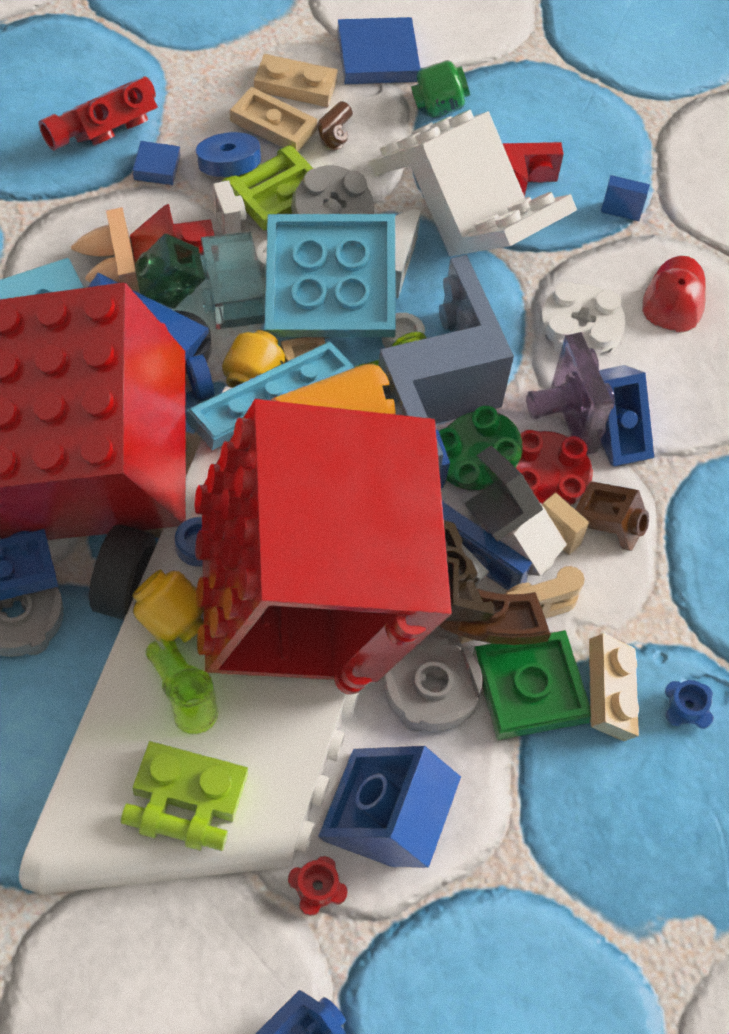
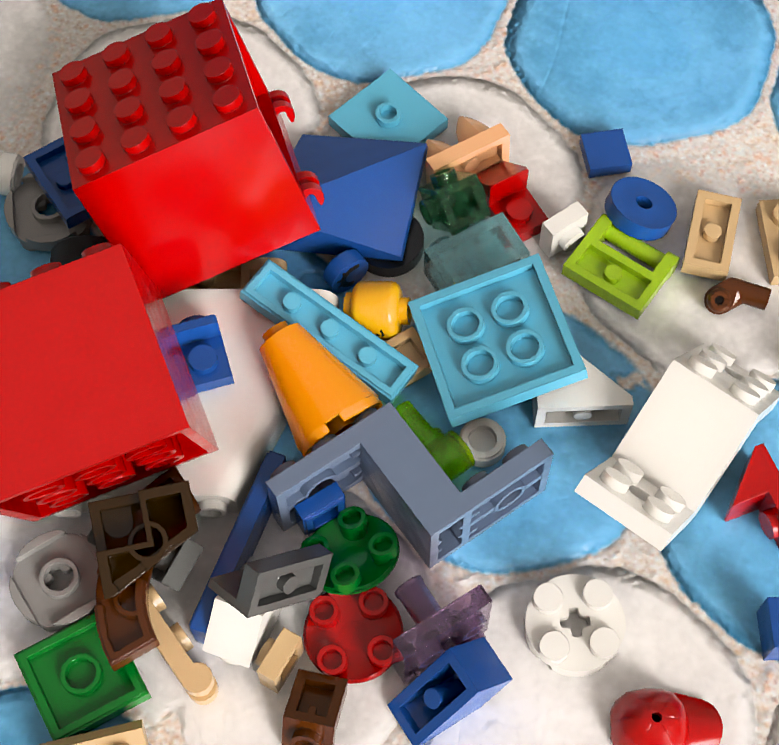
camera: 80 degrees right, 5 degrees up
(100, 115) = (633, 83): red brick -> none
(332, 182) = (637, 330): light grey plate -> none

